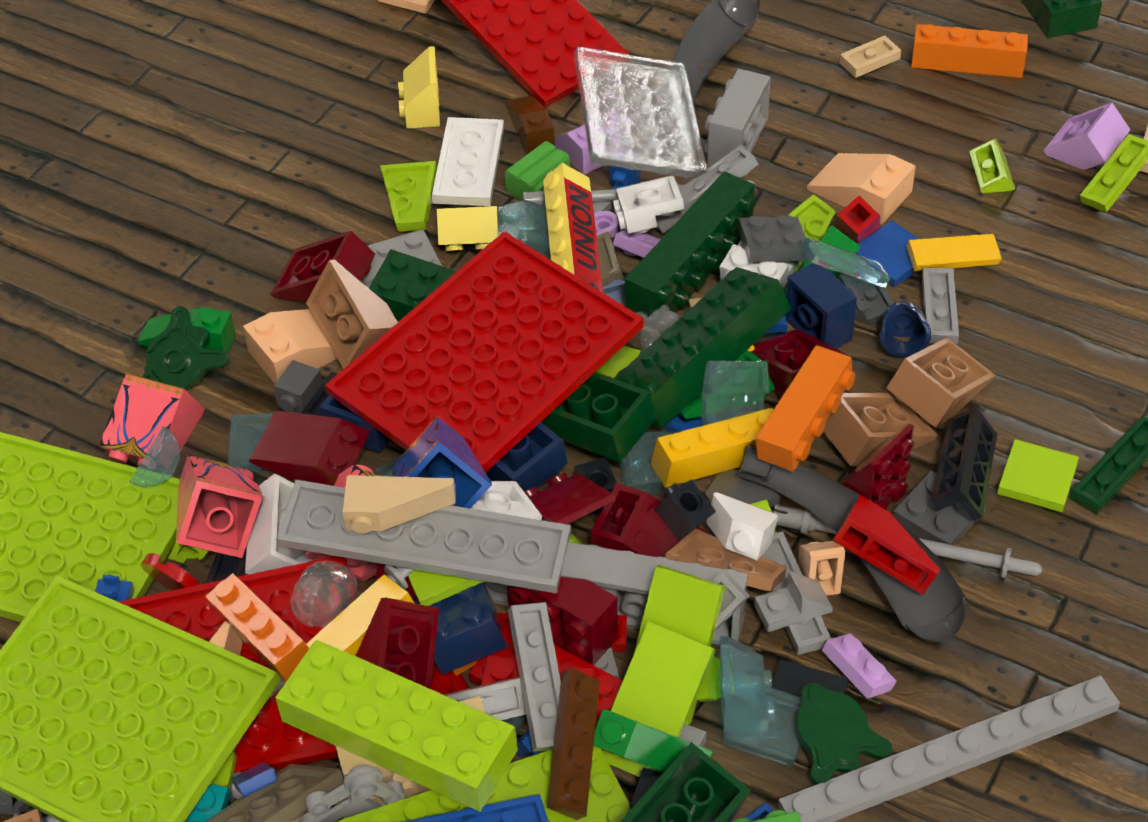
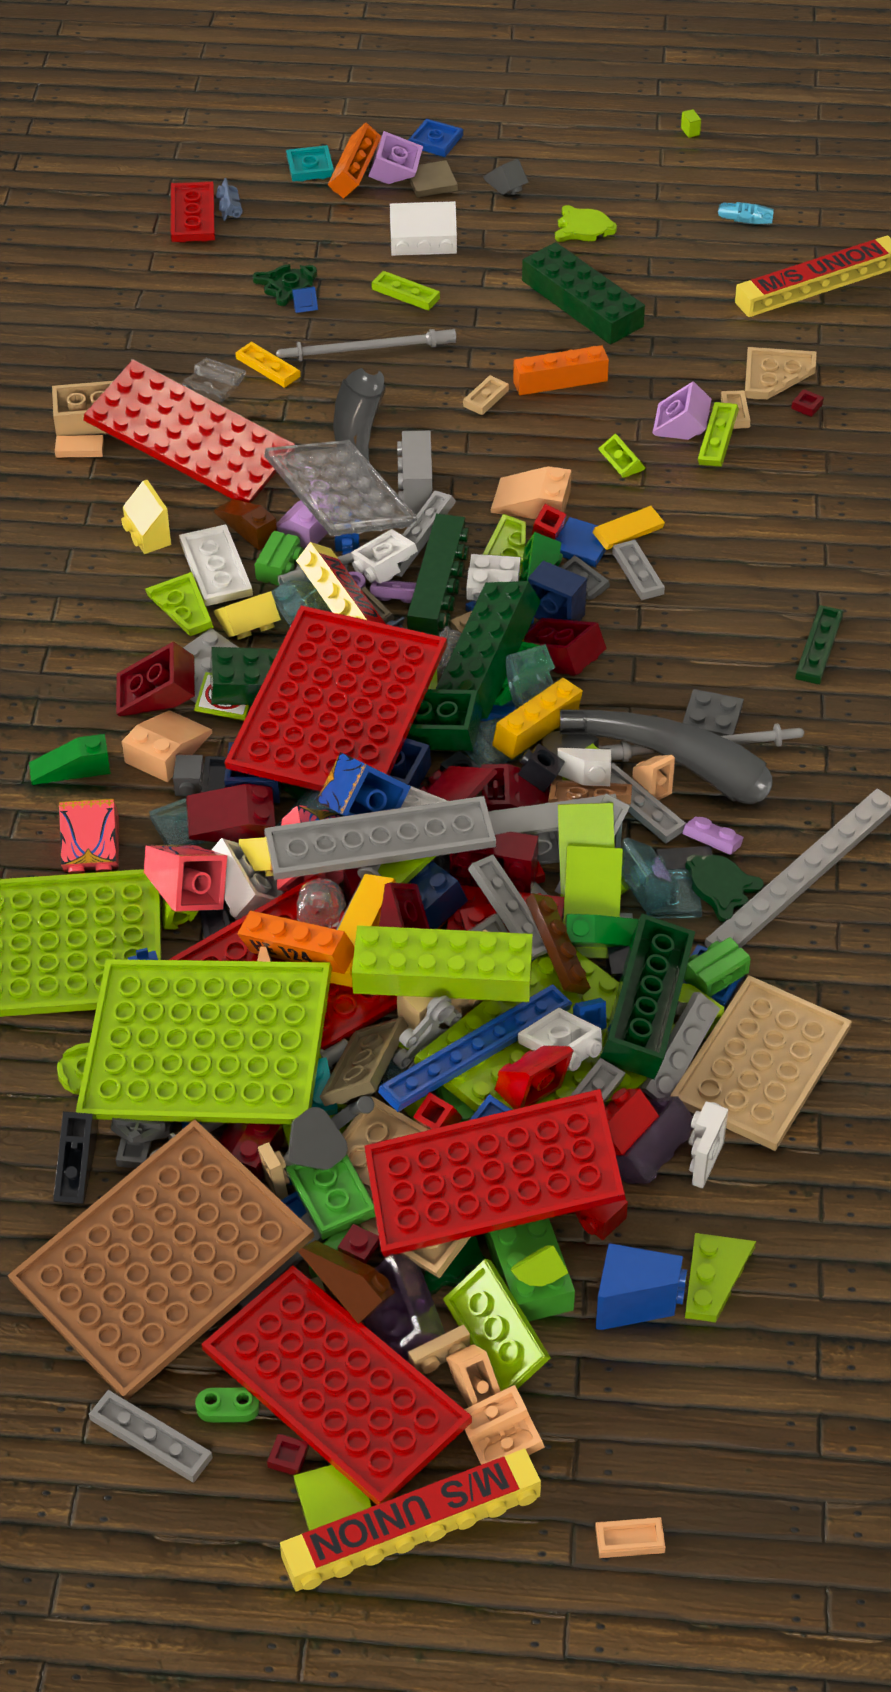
camera: 25 degrees left, 0 degrees up
(159, 462) = (120, 859): clear light blue tile -> none
(168, 575) = (181, 937): red tile -> none
(180, 353) = (81, 776): dark green tile -> none
(254, 779) = (340, 1046): blue tile -> none
(348, 313) = (205, 707): medium nougat slope -> none
(388, 501) = (347, 819): tan slope -> none
(772, 238) = (498, 554): dark grey plate -> none
(795, 603) = (649, 808): light grey slope -> none
(805, 408) = (593, 668): orange brick -> none
(845, 262) = (561, 556): clear light blue tile -> none
(868, 421) = (636, 671): medium nougat slope -> none
(884, 471) = (666, 691): dark red slope -> none
(886, 544) = (696, 745): red slope -> none
(904, 320) = (621, 588): dark blue hair -> none
(939, 381) = (667, 625): medium nougat slope -> none
(965, 463) = (716, 674): black fence -> none
(1038, 475) = (768, 669): lime tile -> none

